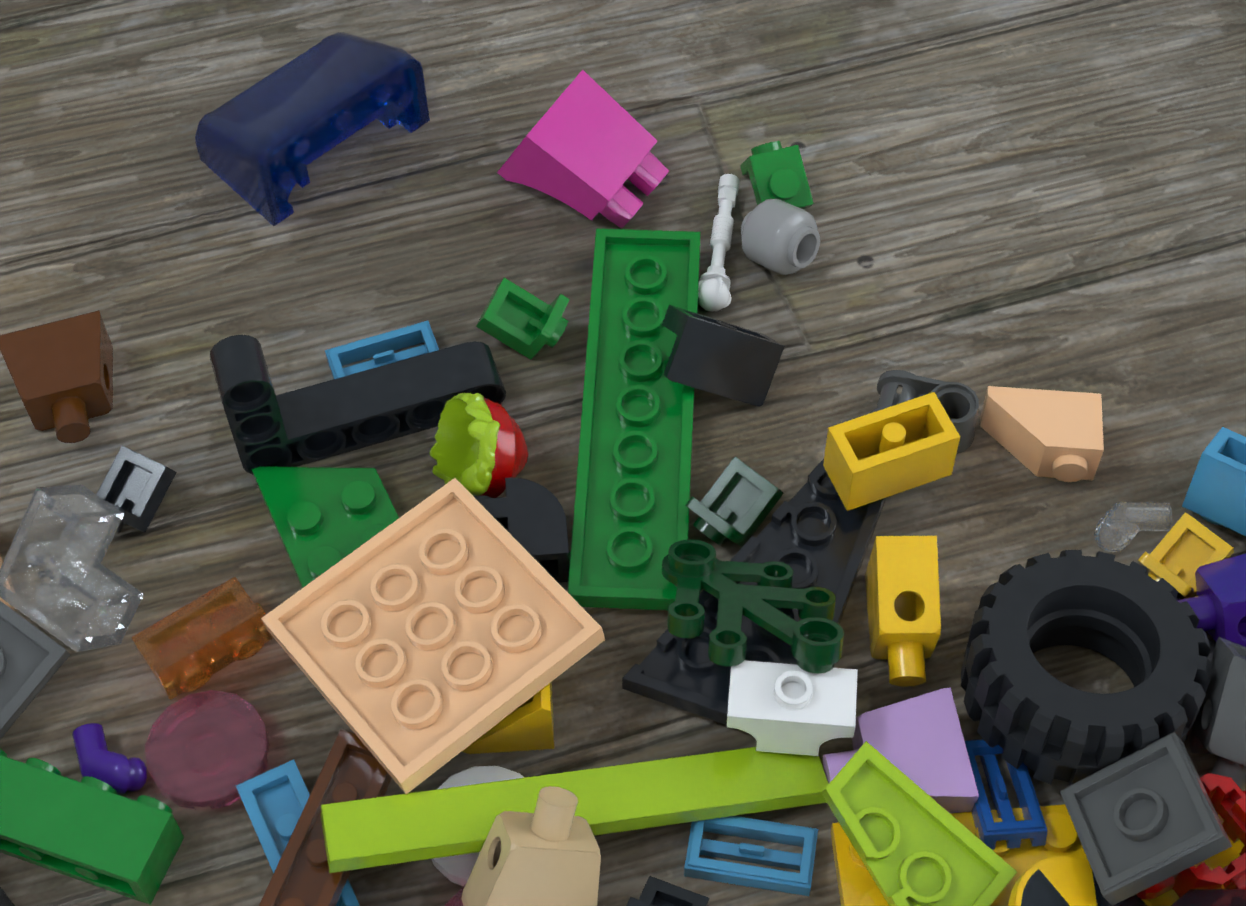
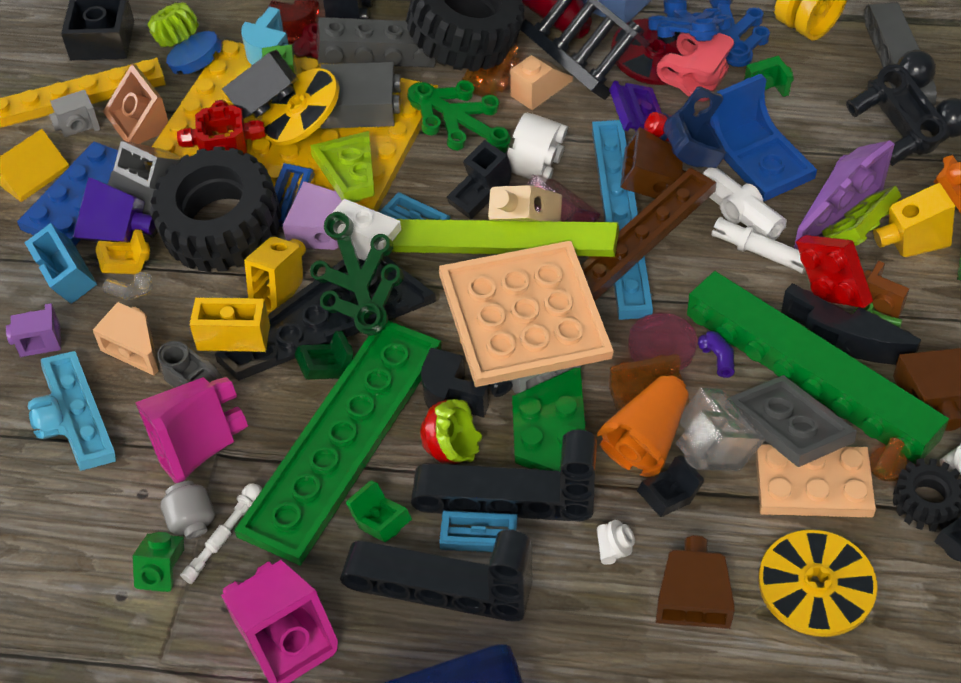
camera: 155 degrees left, 5 degrees down
(179, 538) = (646, 426): none -> orange cone
(190, 405) = (614, 541): none -> white plate
(386, 271) = (446, 582): none -> black beam
(720, 356) = (272, 440): black panel -> none
(847, 293) = (189, 424): none -> dark pink hips
(1041, 303) = (71, 412): none -> medium azure plate
(1144, 819) = (246, 128): dark grey tile -> none
(1196, 390) = (35, 332): none -> medium lavender brick

